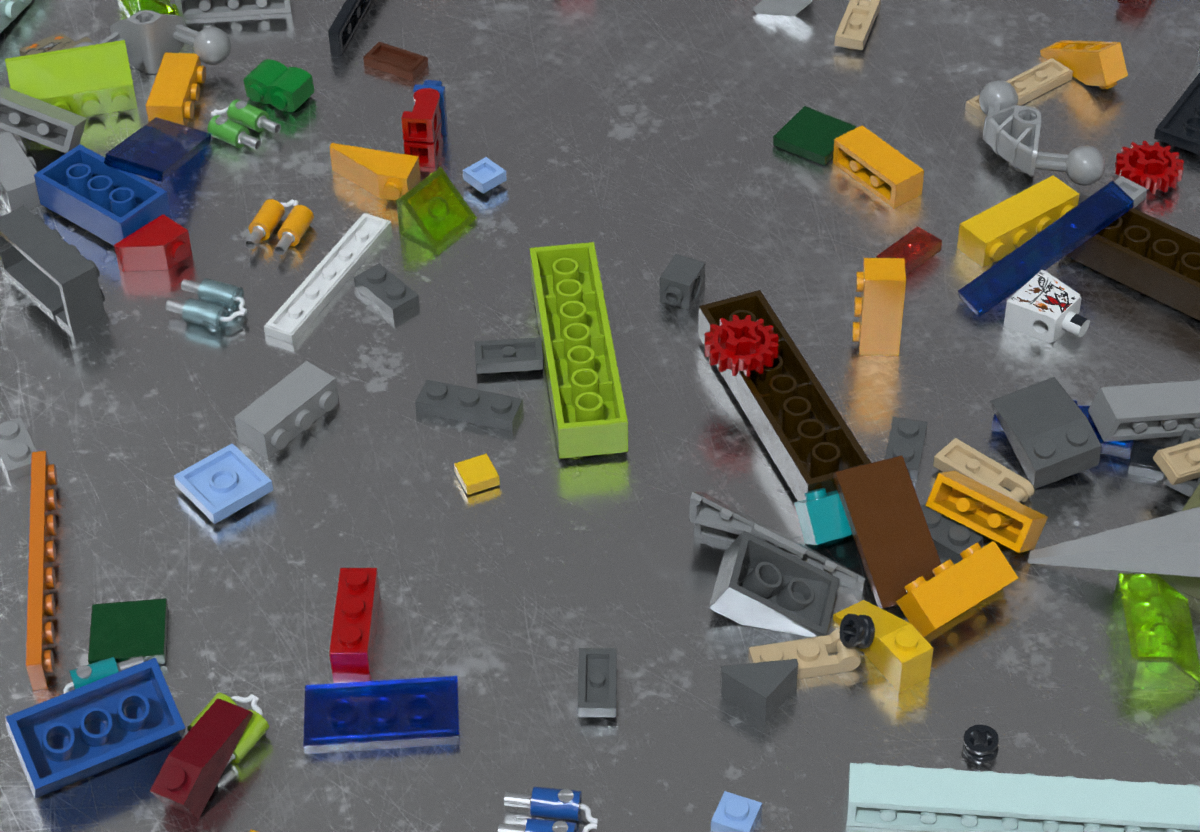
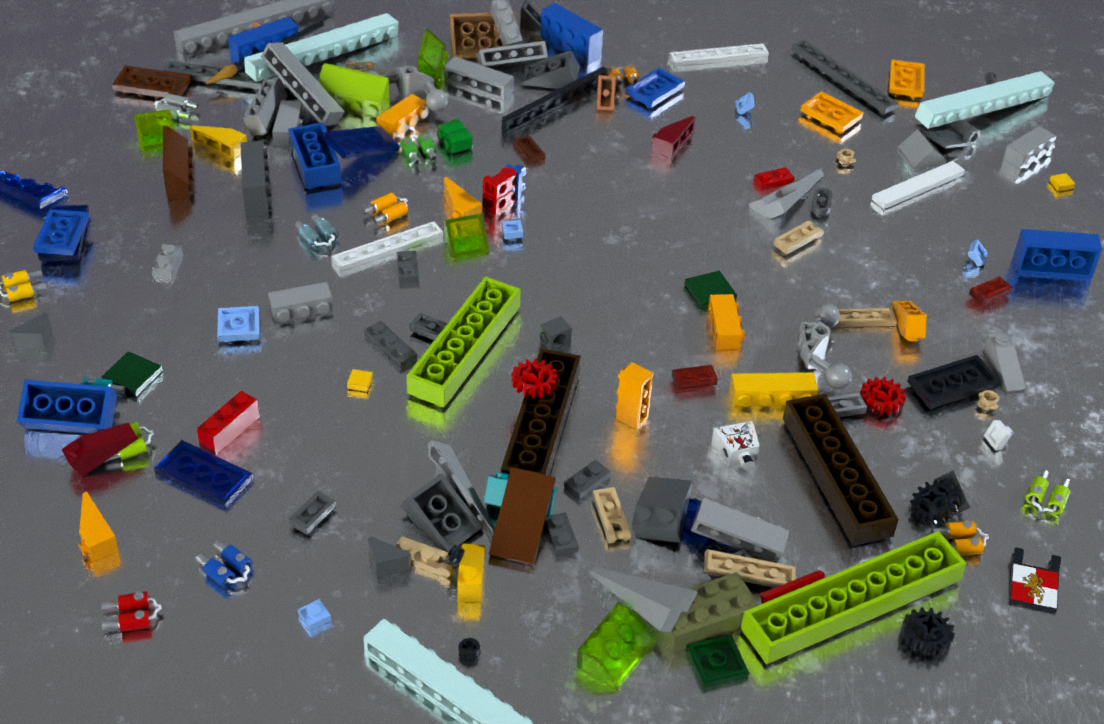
camera: 30 degrees right, 0 degrees up
(40, 574) = (119, 323): orange plate -> none
(154, 246) = (317, 191): red slope -> none
(956, 587) = (531, 563): light orange brick -> none
(986, 511) = (588, 533): light orange brick -> none
(1046, 248) = (764, 409): clear blue tile -> none

